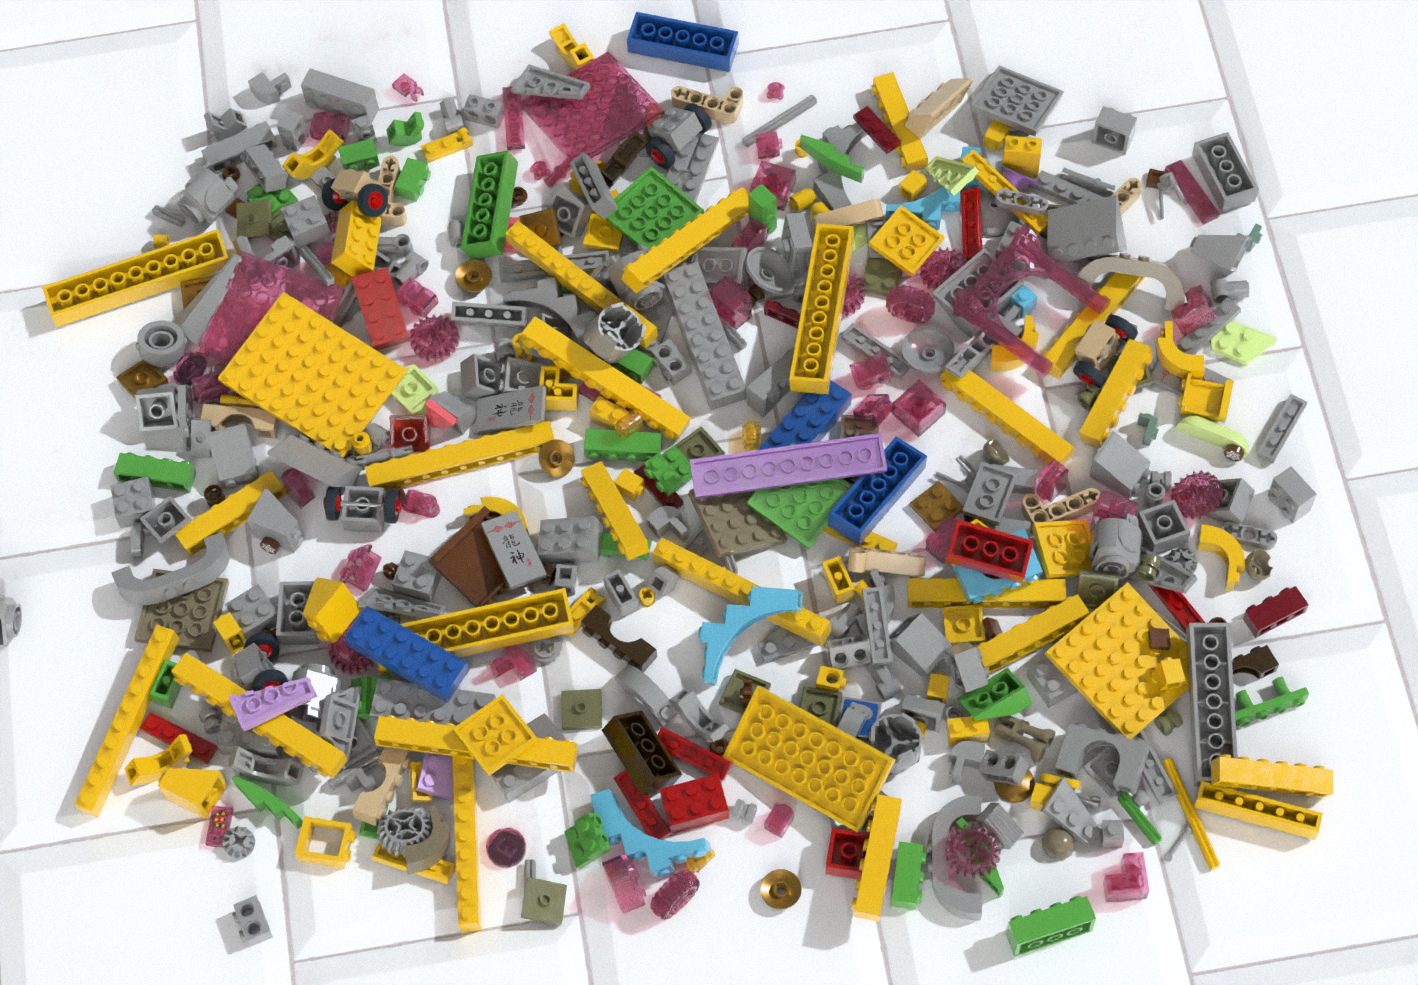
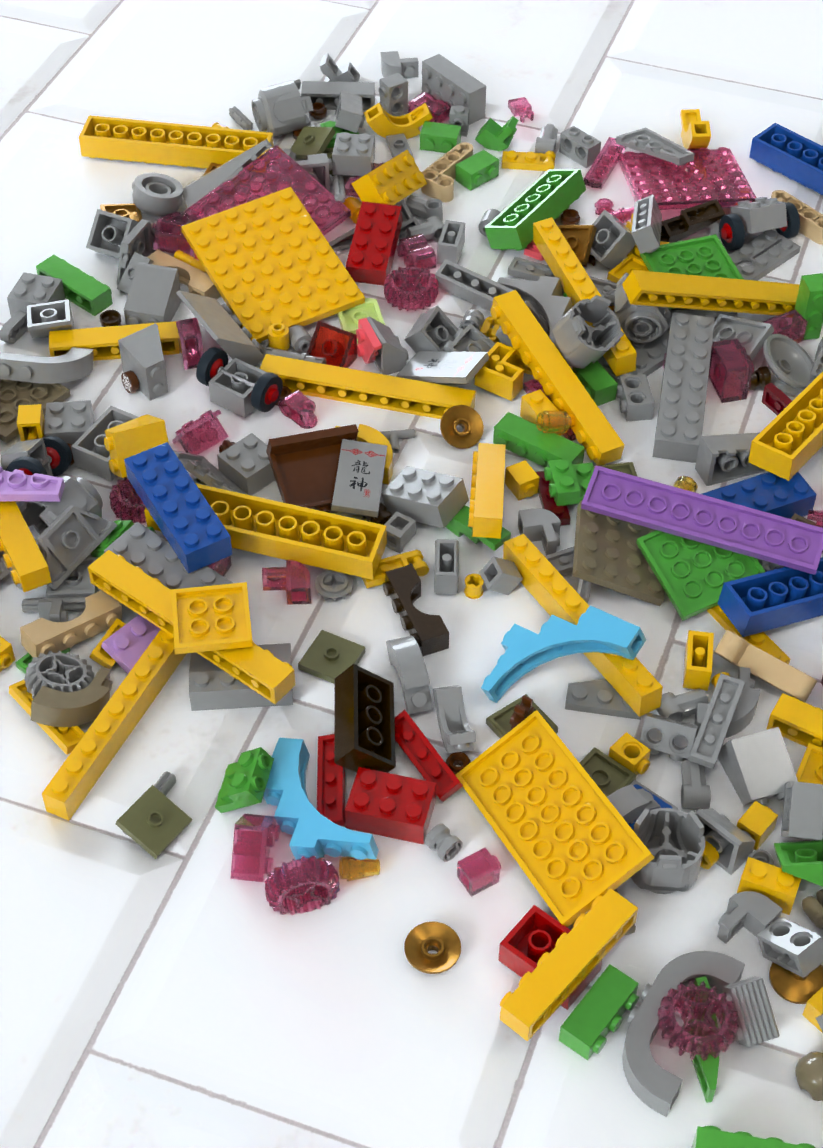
camera: 25 degrees right, 15 degrees down
(356, 186) = (423, 150): brick -> none
(440, 275) = (451, 241): none -> light grey brick
(470, 270) = (483, 257): pearl gold dish -> none
(506, 847) = (155, 751): clear pink tile -> none
(507, 490) = (395, 435): none -> light grey piece
(733, 335) = (716, 403): light grey axle -> none

